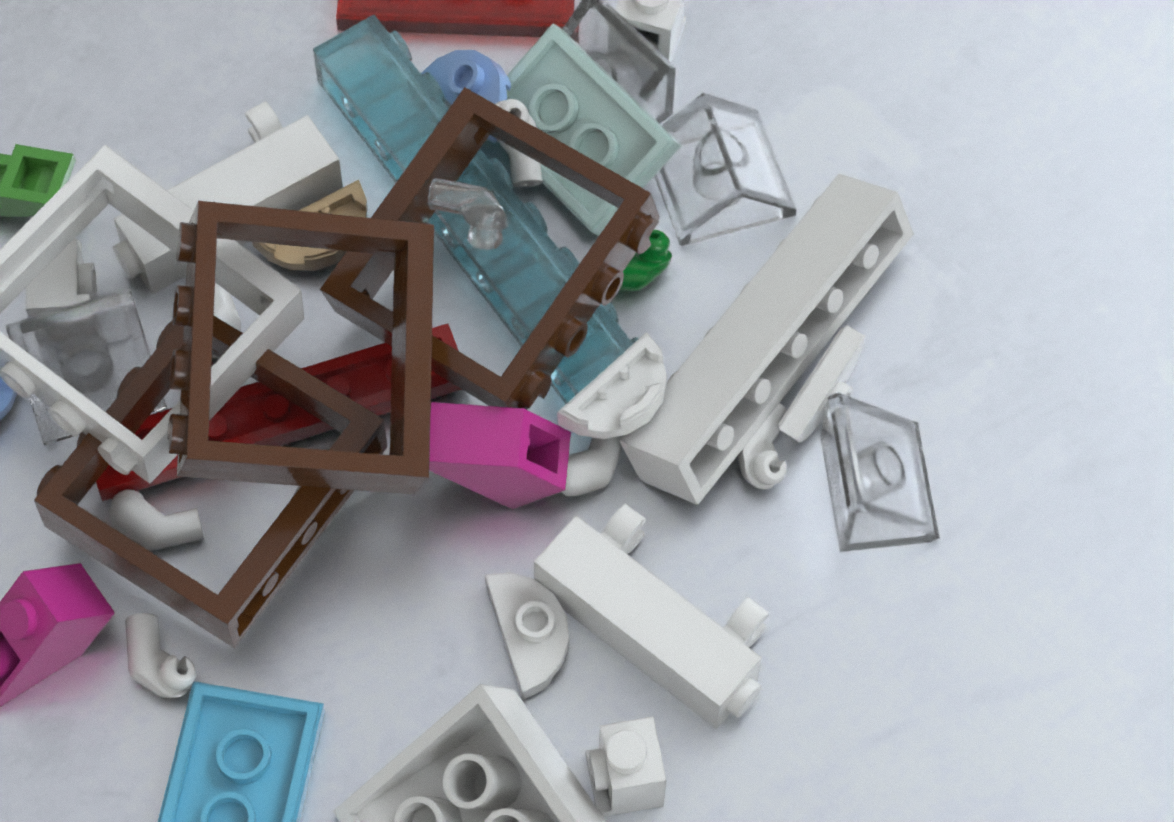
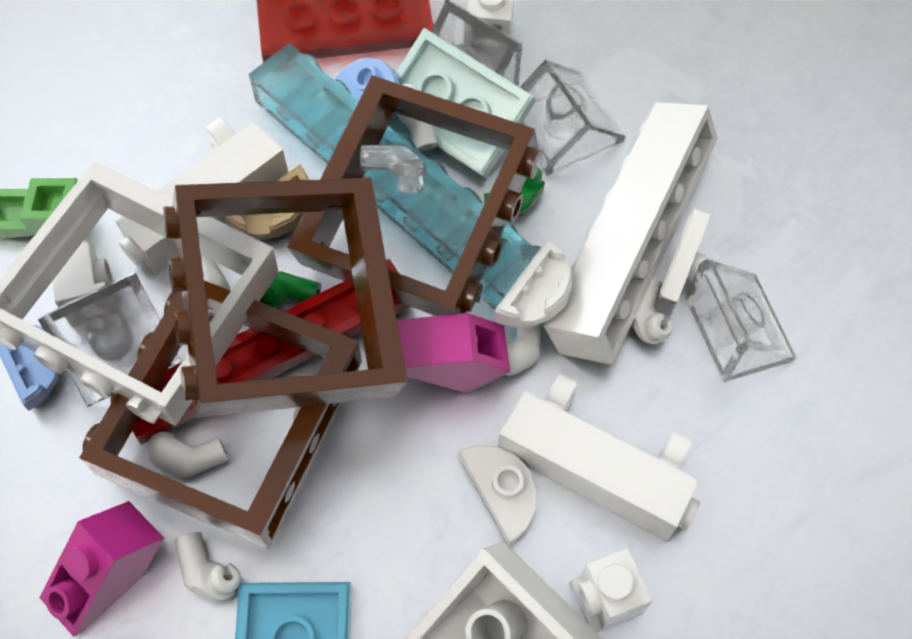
camera: 10 degrees left, 0 degrees up
(314, 338) = (289, 287): none -> green arm

